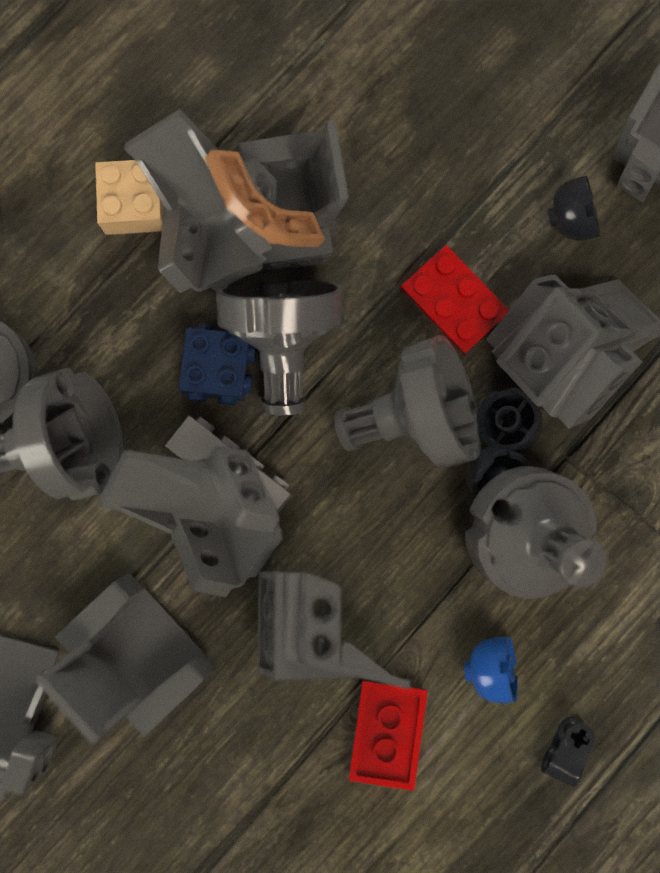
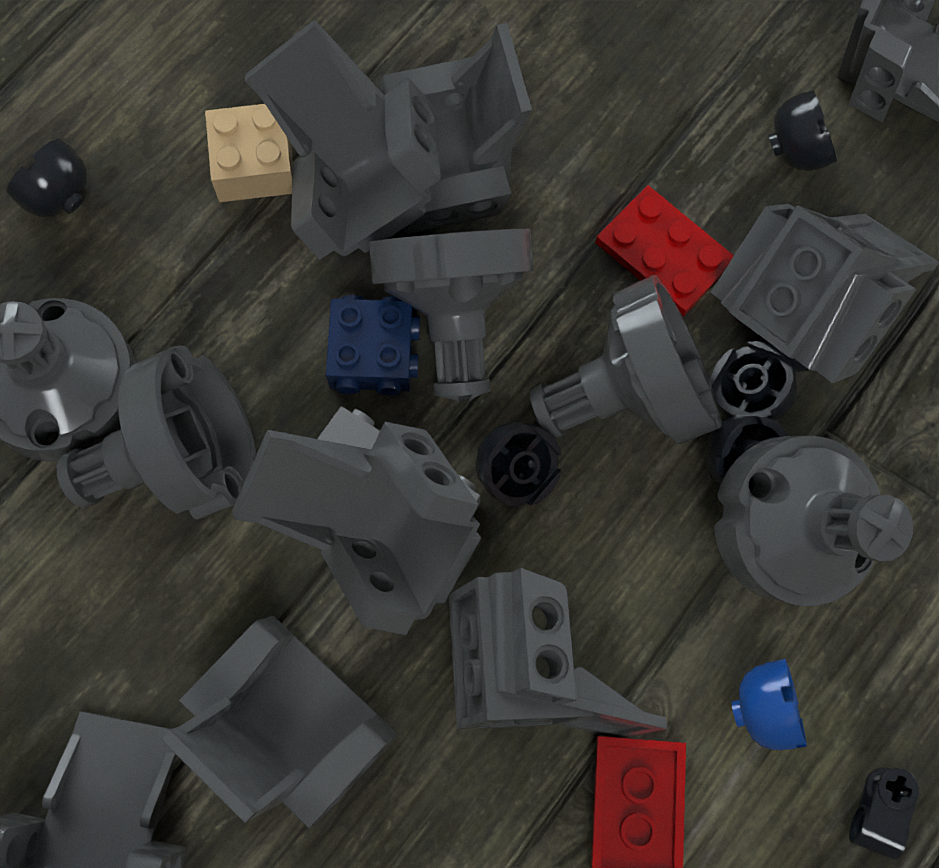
camera: 10 degrees left, 10 degrees down
(261, 216) = (402, 120): medium nougat plate -> none
(321, 471) = (518, 463): none -> black cylinder

